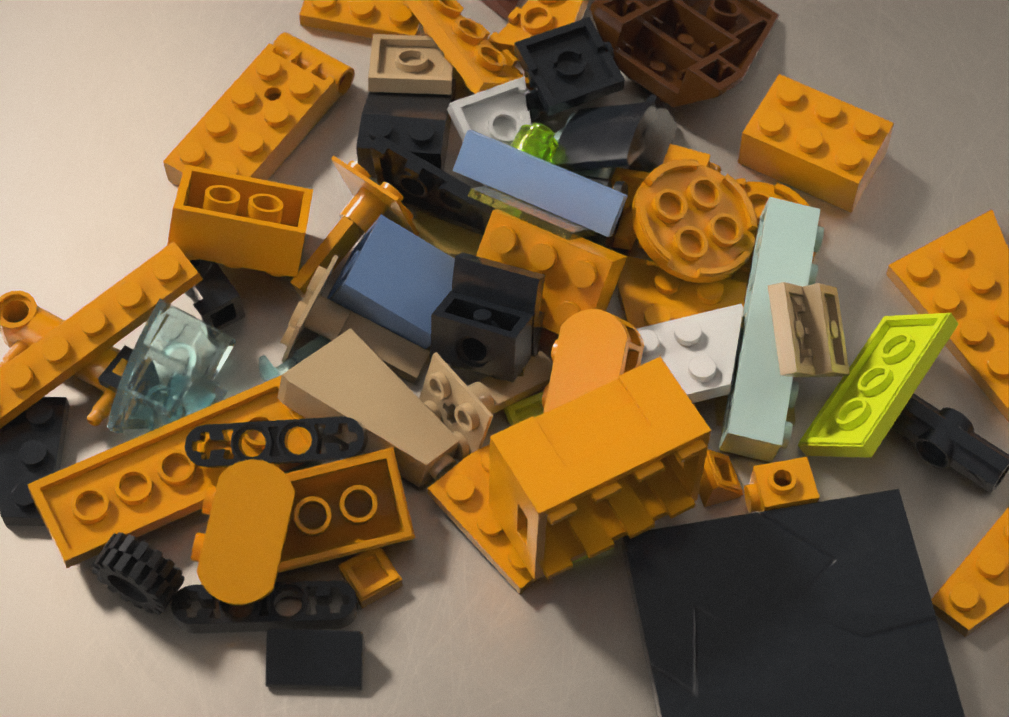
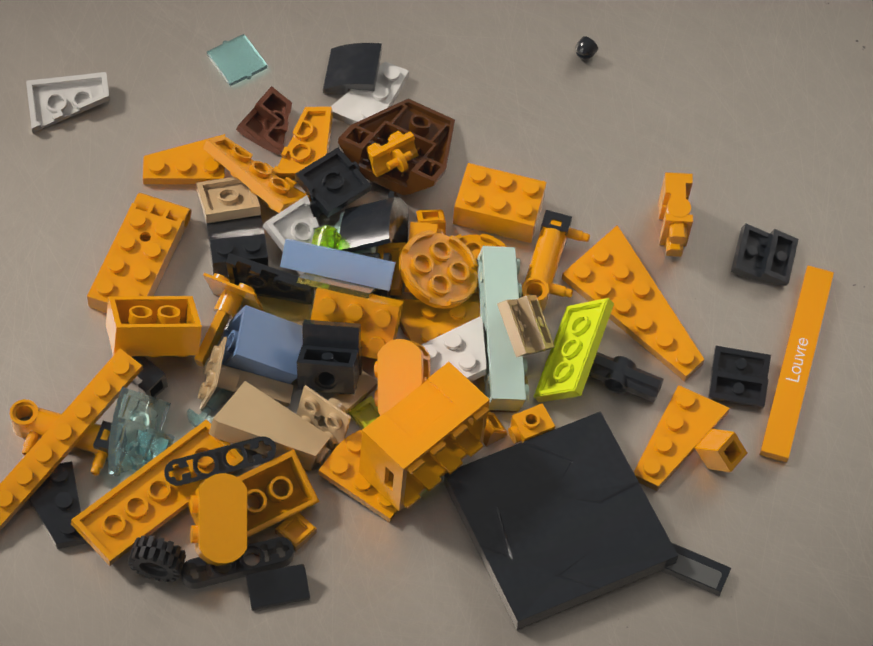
camera: 20 degrees left, 0 degrees up
(668, 40) = (393, 154): none -> light orange hips
(708, 144) = (433, 217): none -> light orange slope
(888, 206) = (546, 257): none -> light orange piece

